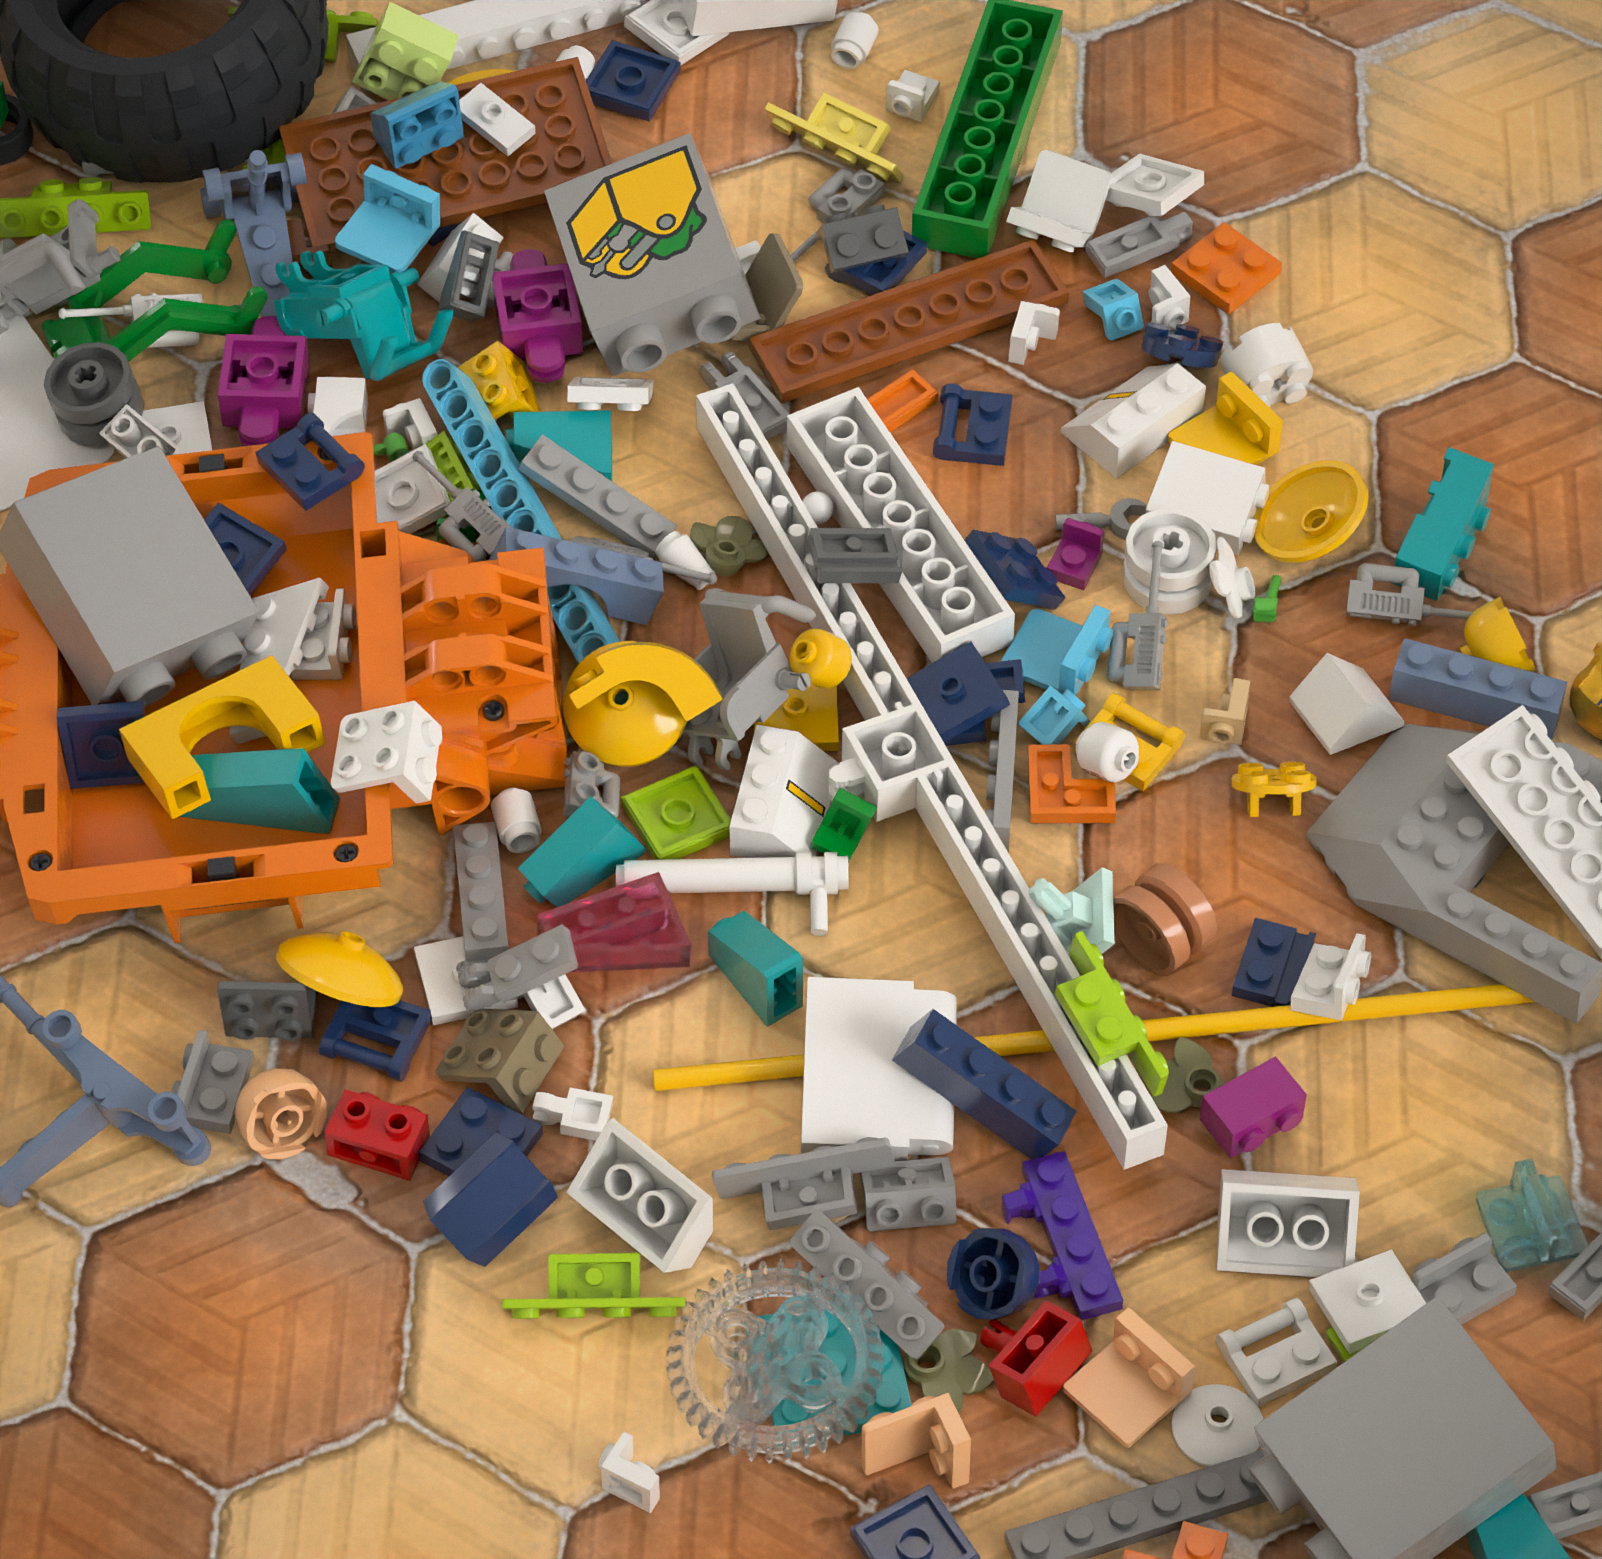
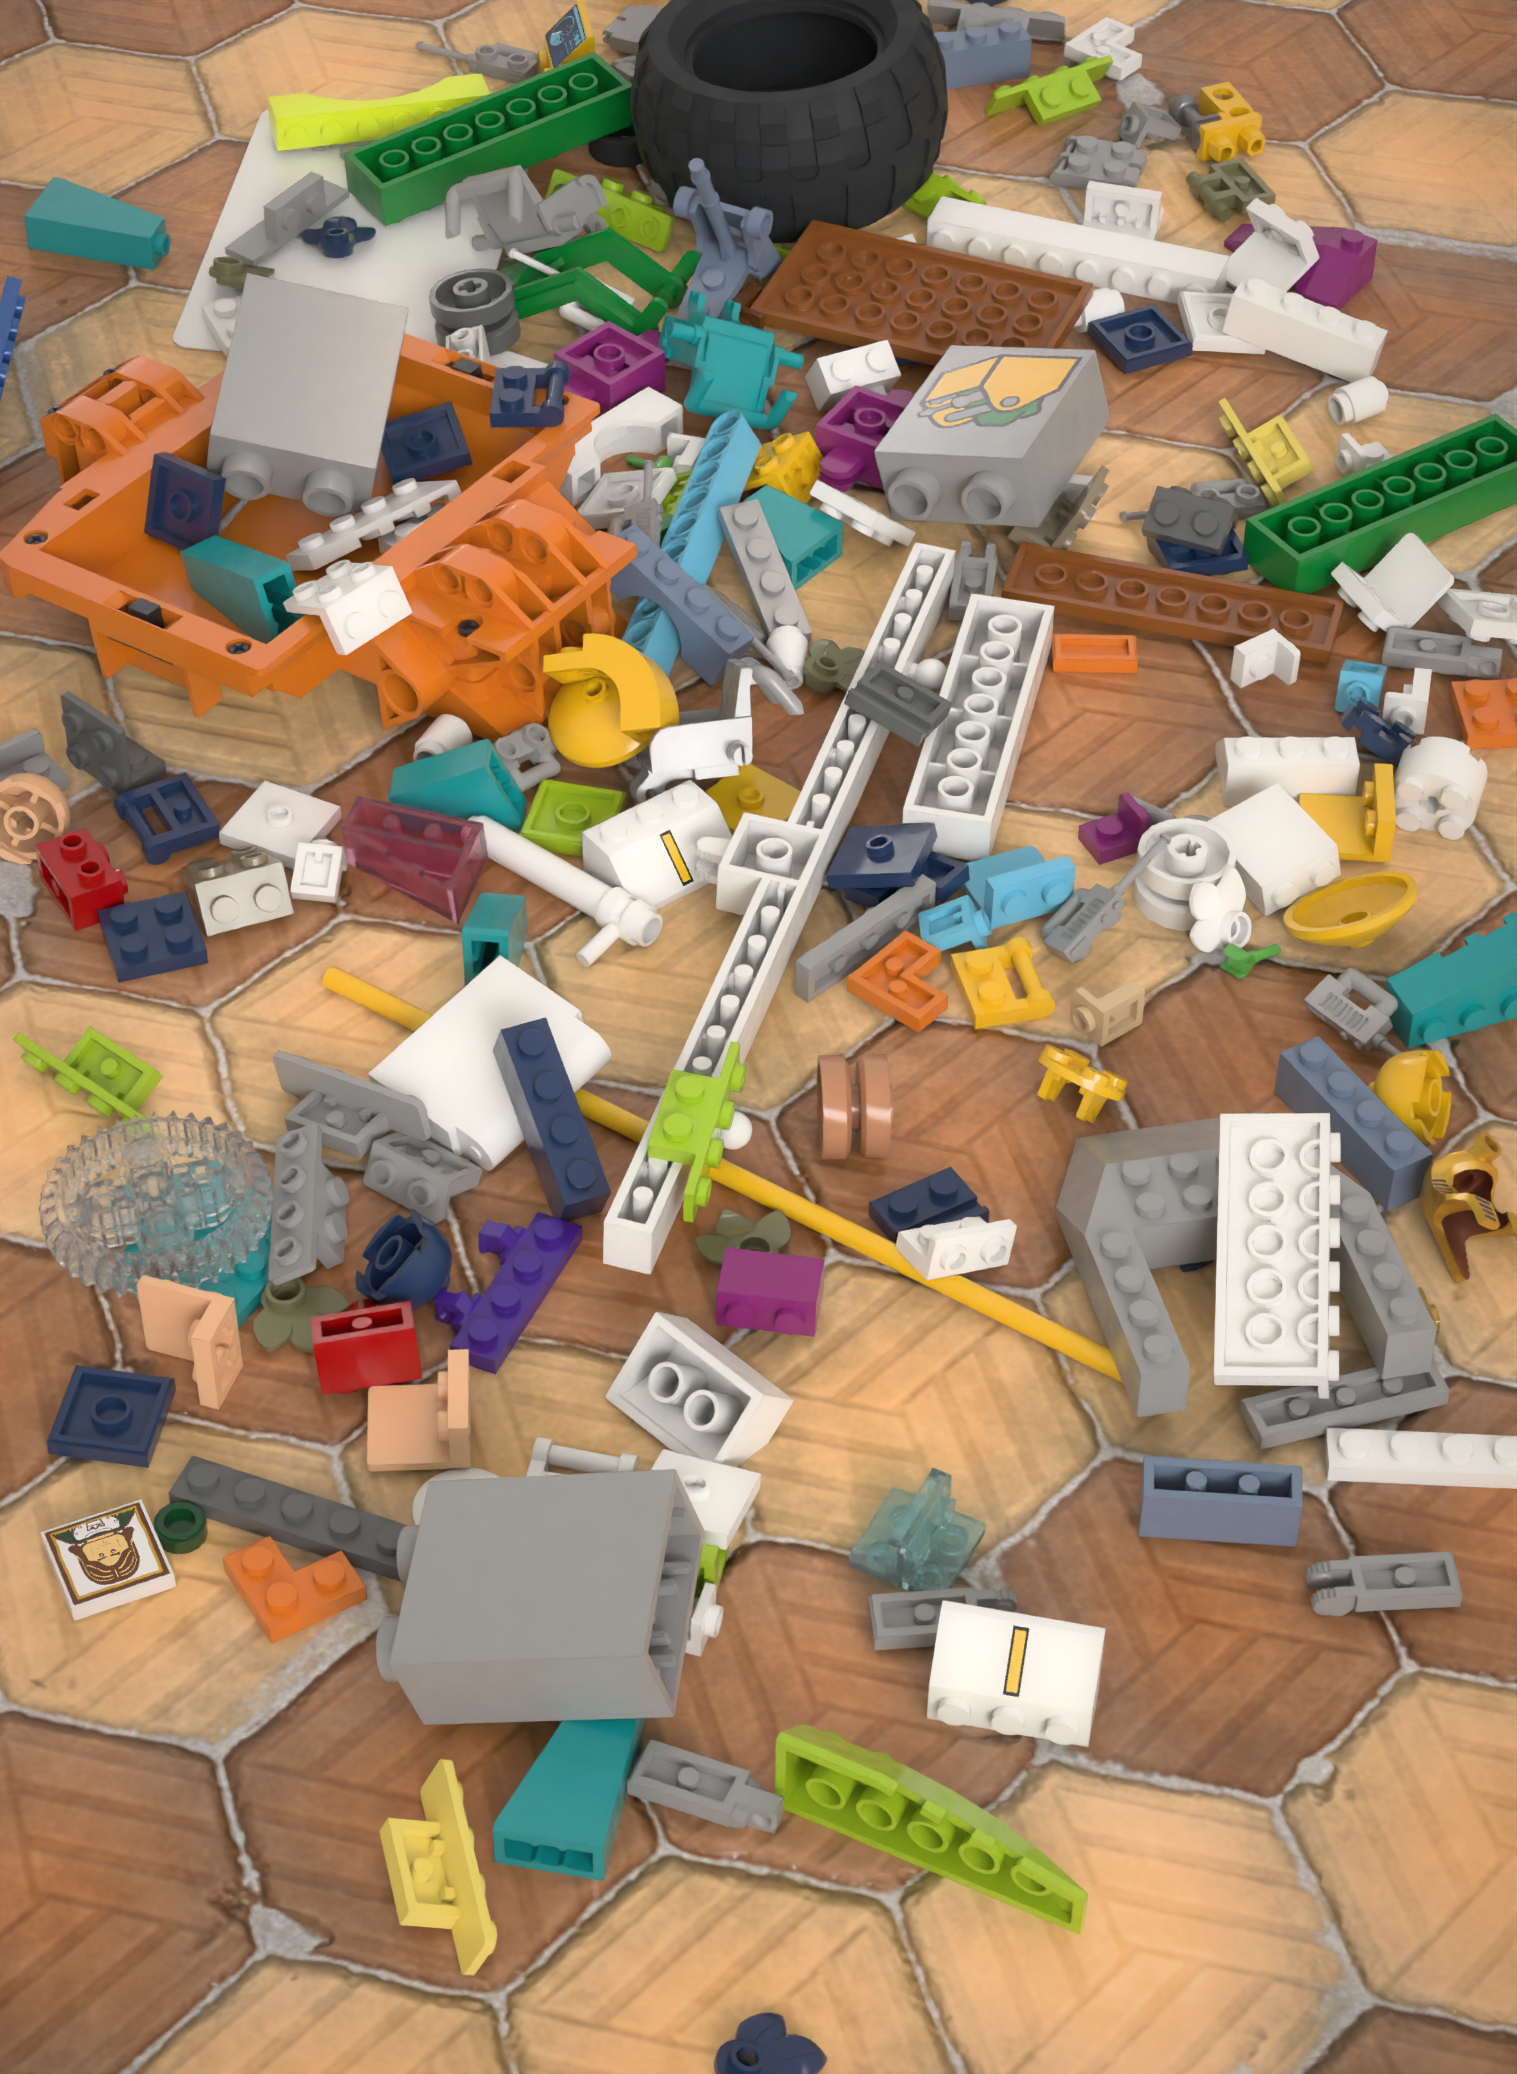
camera: 40 degrees right, 10 degrees down
(253, 697) = (201, 515): yellow arch -> none
(341, 968) = (178, 750): yellow dish -> none
(391, 221) = (819, 317): medium azure bracket -> none
(404, 54) = (965, 218): yellowish green slope -> none
(418, 123) = (907, 257): dark azure slope -> none
(457, 274) = (810, 401): dark grey slope -> none
(480, 891) = (352, 775): light grey plate -> none
(489, 1200) = (93, 968): dark blue slope -> none
(495, 119) = (977, 290): white plate -> none
(519, 969) = (302, 826): light grey hinge -> none
(580, 1114) = (241, 961): white plate -> none
(644, 1199) = (196, 1037): white slope -> none
(821, 656) = (781, 752): yellow head -> none
(843, 824) = (685, 895): green bracket -> none
(986, 426) = (1146, 712): dark blue plate -> none
(1015, 569) = (1041, 803): dark blue plate -> none
(1084, 909) = (775, 1052): light aqua piece -> none
(1107, 751) = (956, 965): white head -> none
(1343, 705) = (1222, 1064): white slope -> none
(1465, 1279) = (796, 1544): light grey bracket -> none

